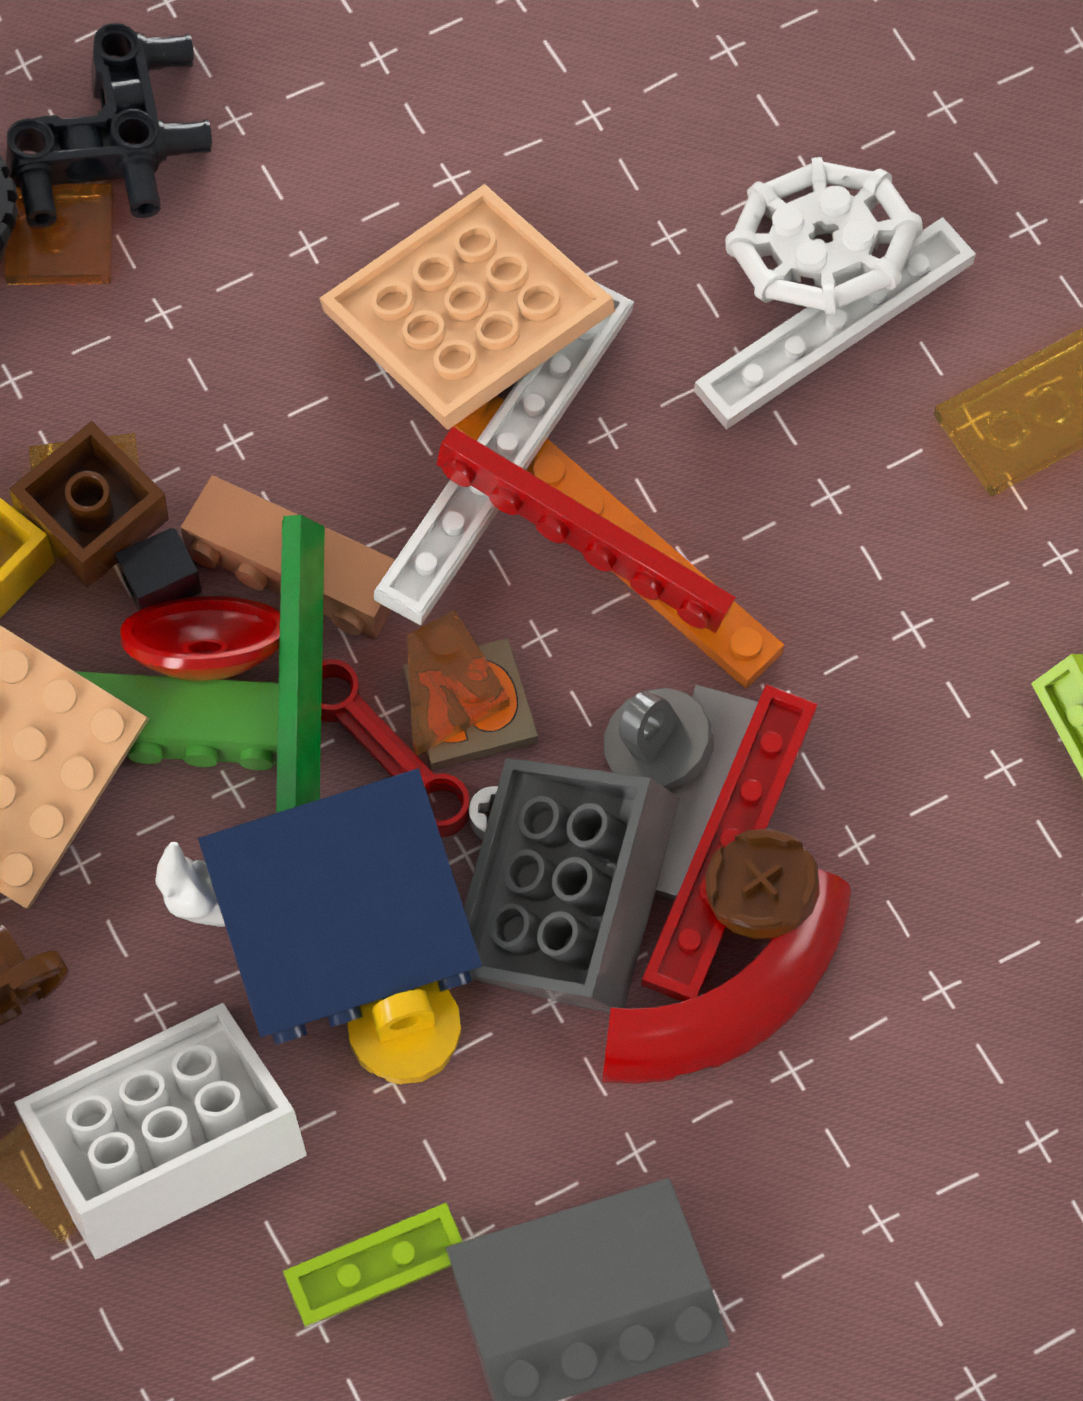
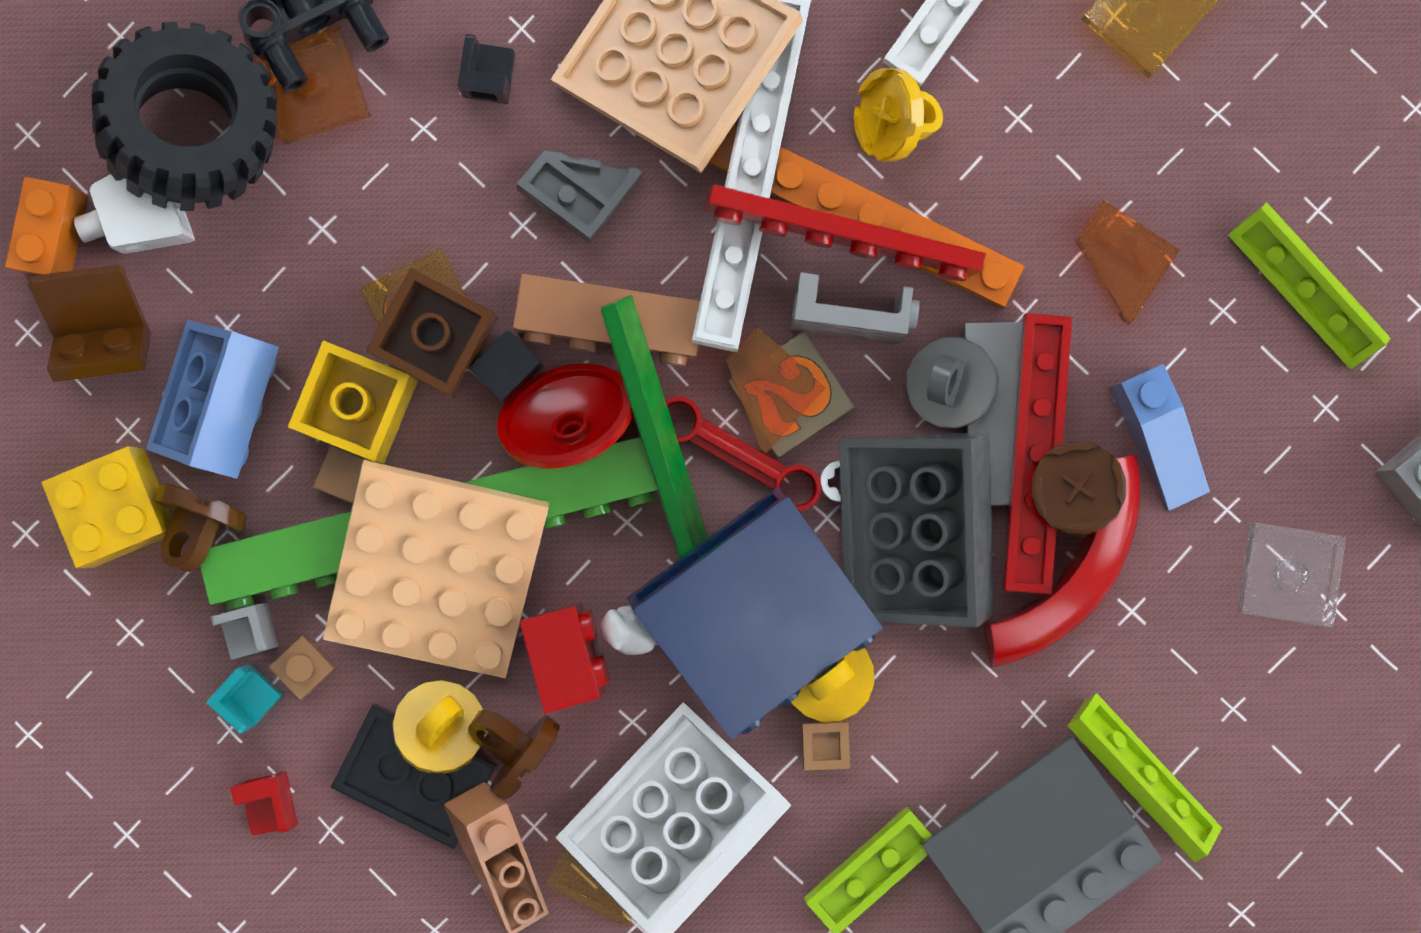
camera: 20 degrees left, 20 degrees up
(103, 891) = (564, 657): none -> red brick
(250, 273) = (485, 71): none -> black panel
(307, 419) = (577, 190): none -> dark grey wing
(372, 1101) = (825, 745): none -> medium nougat plate
(561, 631) = (849, 321): none -> light grey panel
(683, 440) = (894, 115): none -> yellow tile
(744, 1259) = (1145, 777): none -> lime plate
(886, 873) = (1162, 435): none -> slope
(905, 673) = (1125, 257): none -> clear orange wing
(995, 1080) = (1292, 574): none -> clear plate

